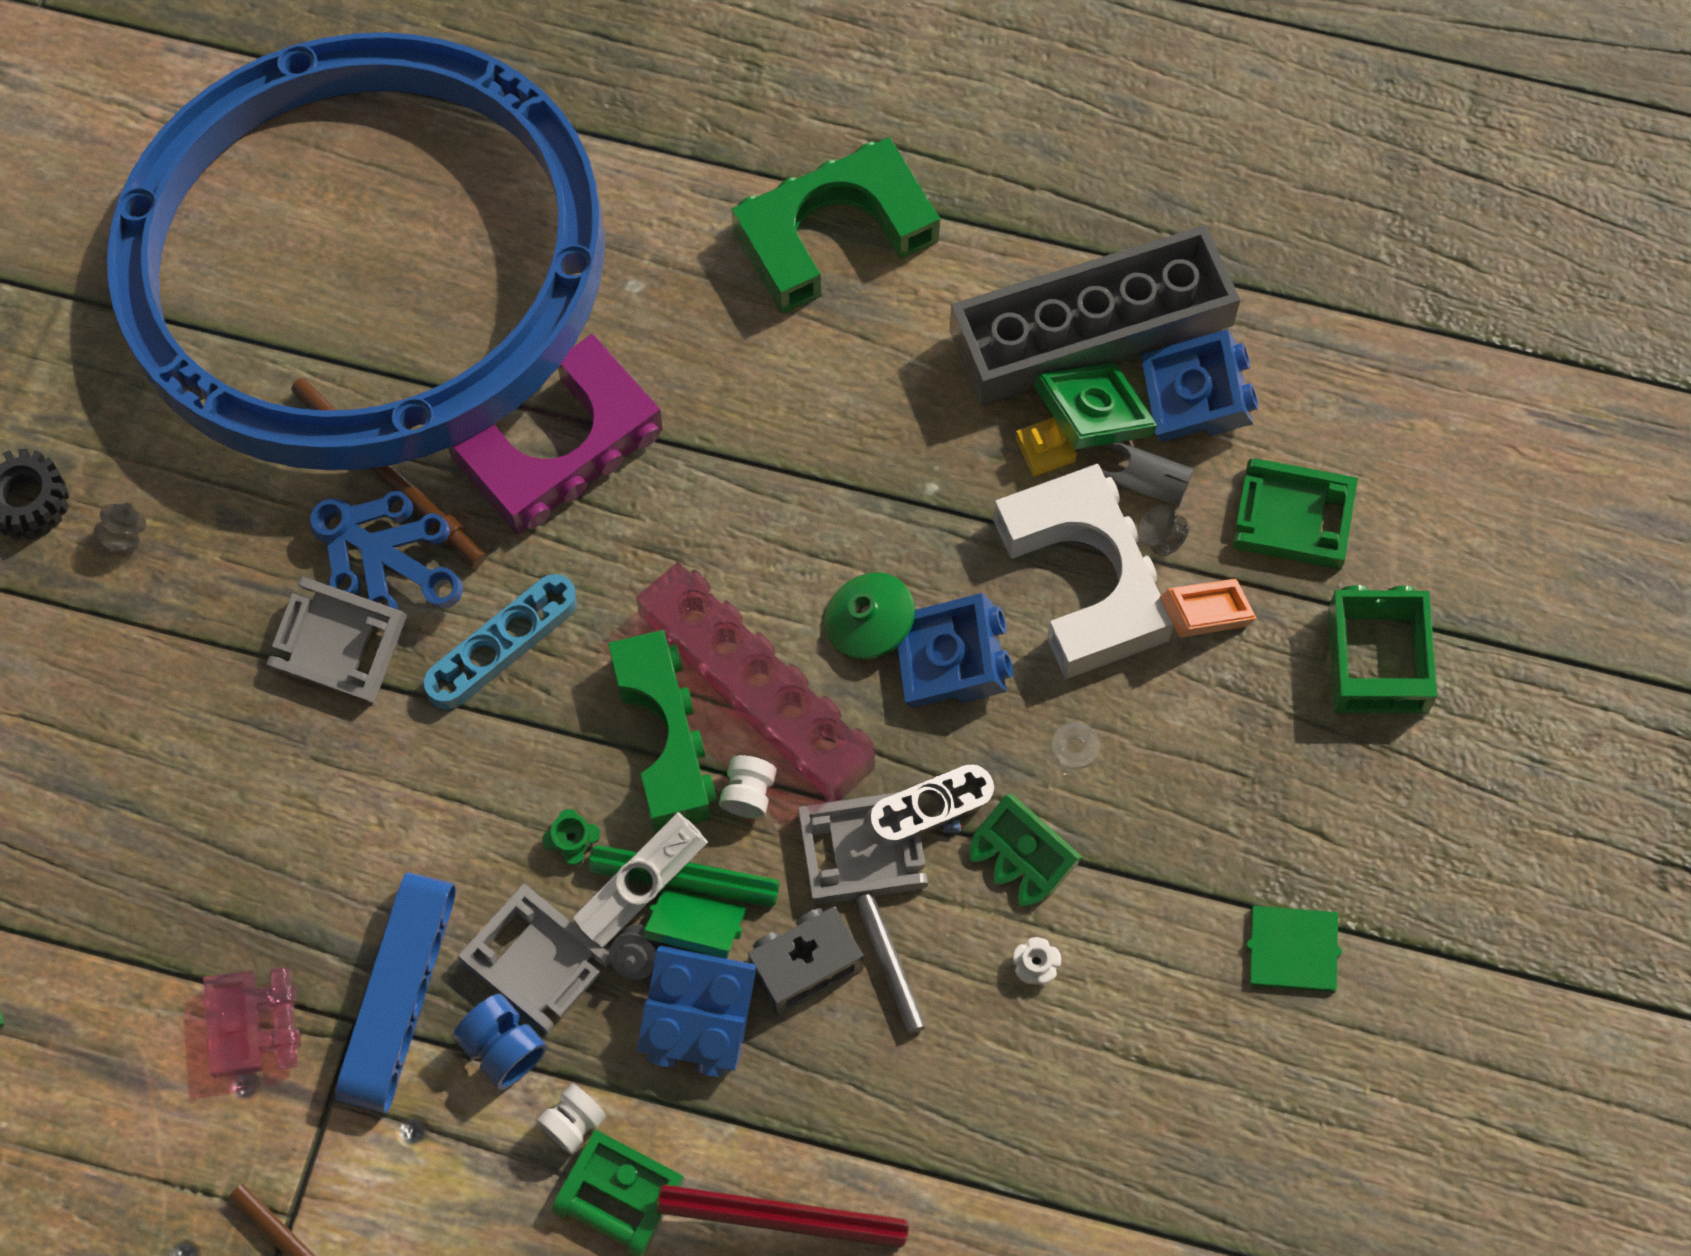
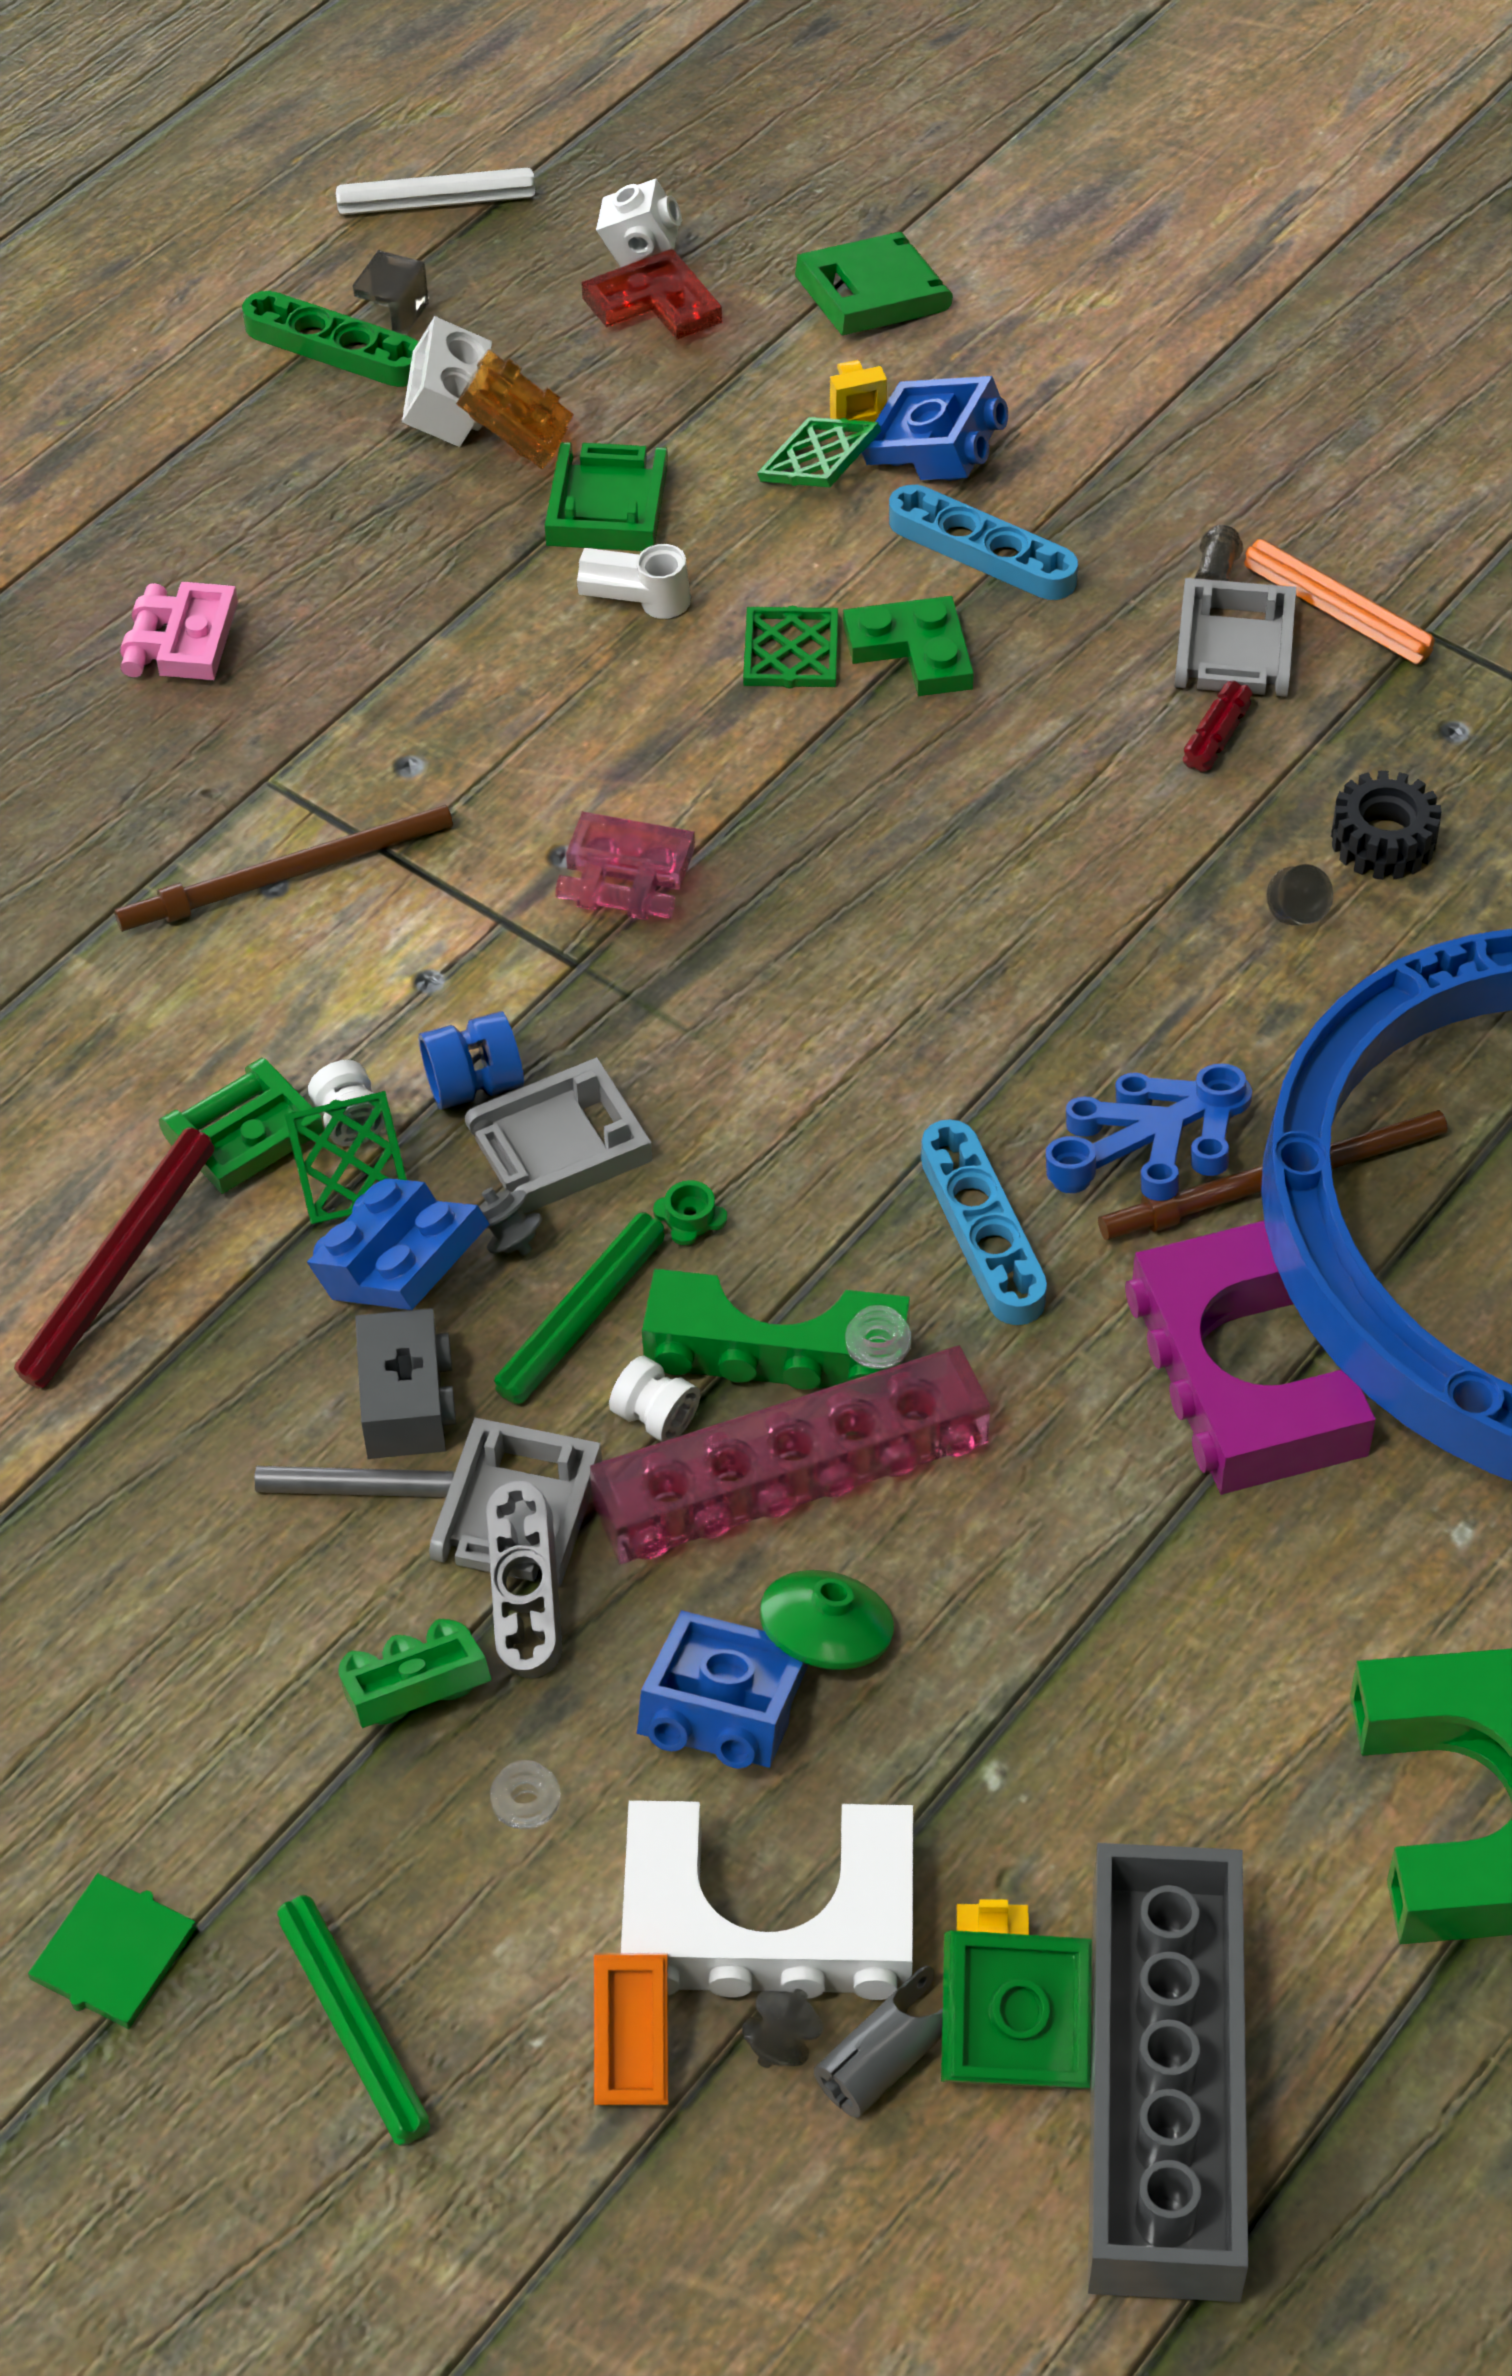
camera: 115 degrees right, 15 degrees down
(331, 636) = (1061, 1049): light grey container -> none
(395, 993) = (589, 995): blue beam -> none
(601, 1103) = (336, 1109): none -> green window
(618, 902) = (584, 1236): white piece -> none
(657, 629) = (878, 1323): none -> clear plate
(695, 922) = (507, 1285): green piece -> none
(954, 827) = (488, 1618): medium blue piece -> none
(1032, 973) = (268, 1649): white plate -> none
(1199, 386) = (990, 2179): blue plate -> none
(1269, 779) = (354, 2020): none -> green axle
(1285, 509) = (740, 2231): green container -> none
(1383, 694) = (389, 2207): green window -> none

